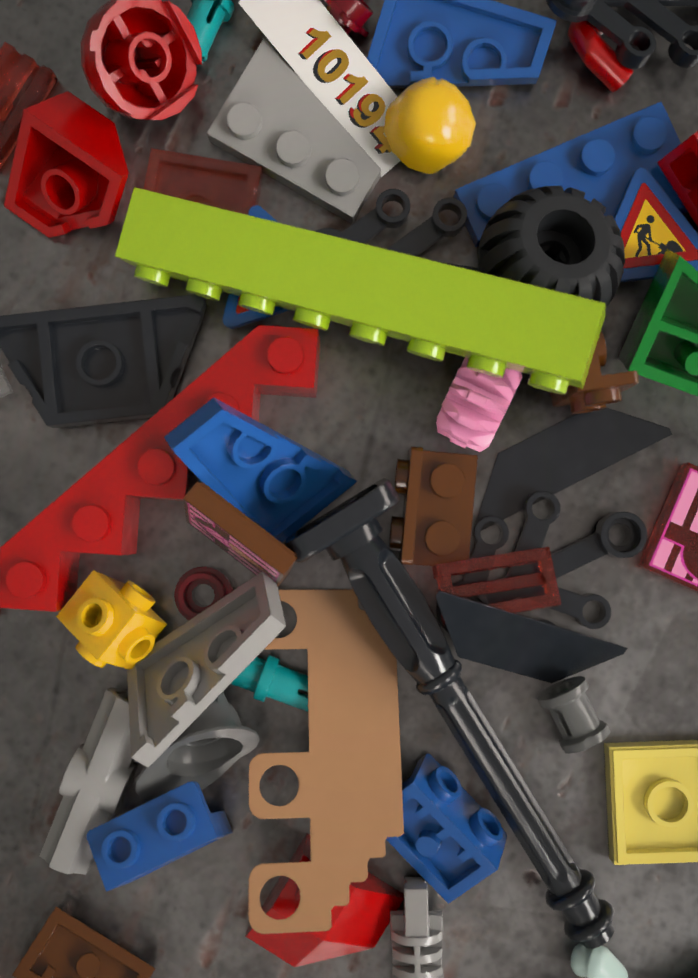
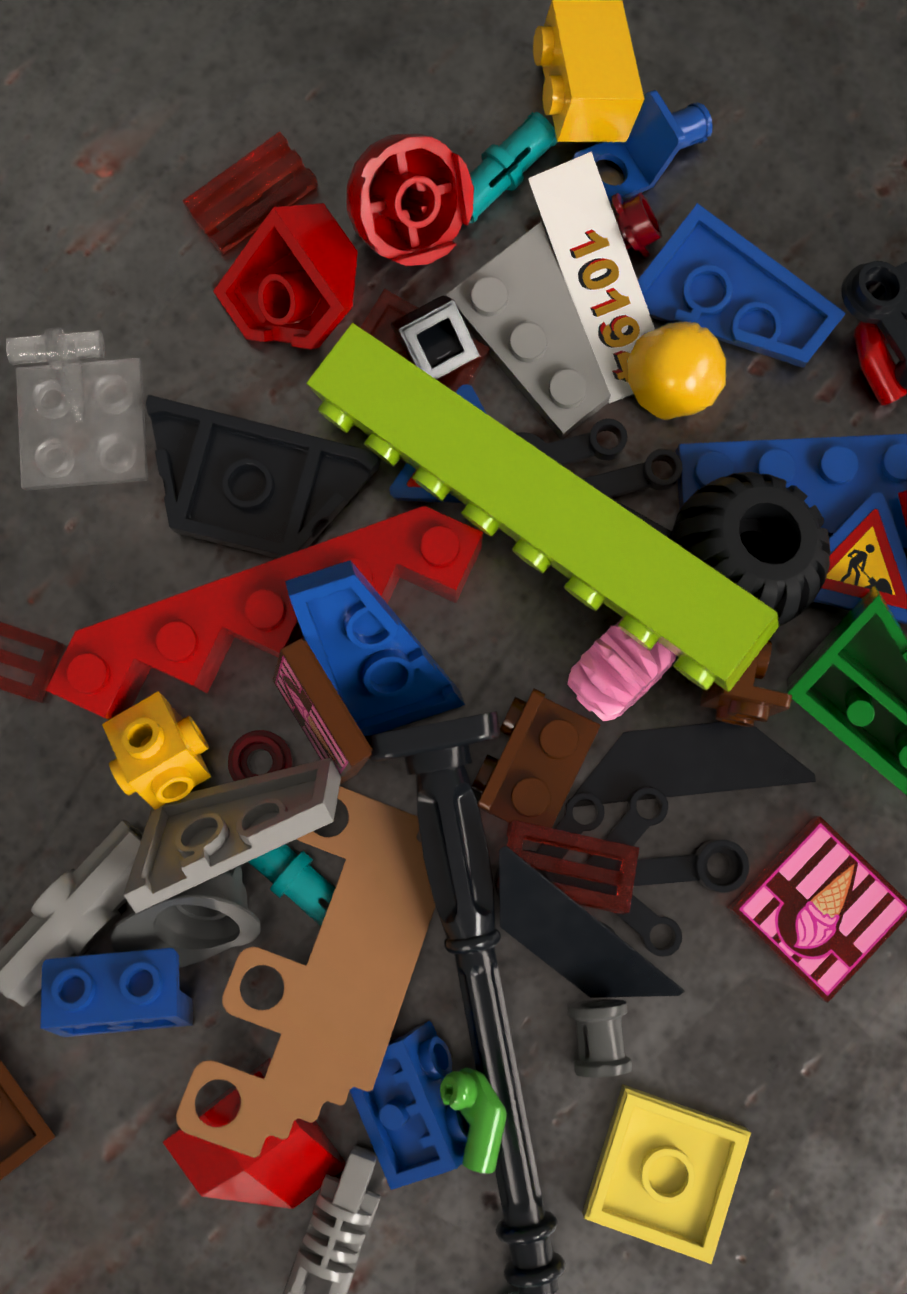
camera: 20 degrees right, 5 degrees down
(212, 173) = (435, 337): none -> black slope
(505, 816) = (483, 1110): none -> bright green arm

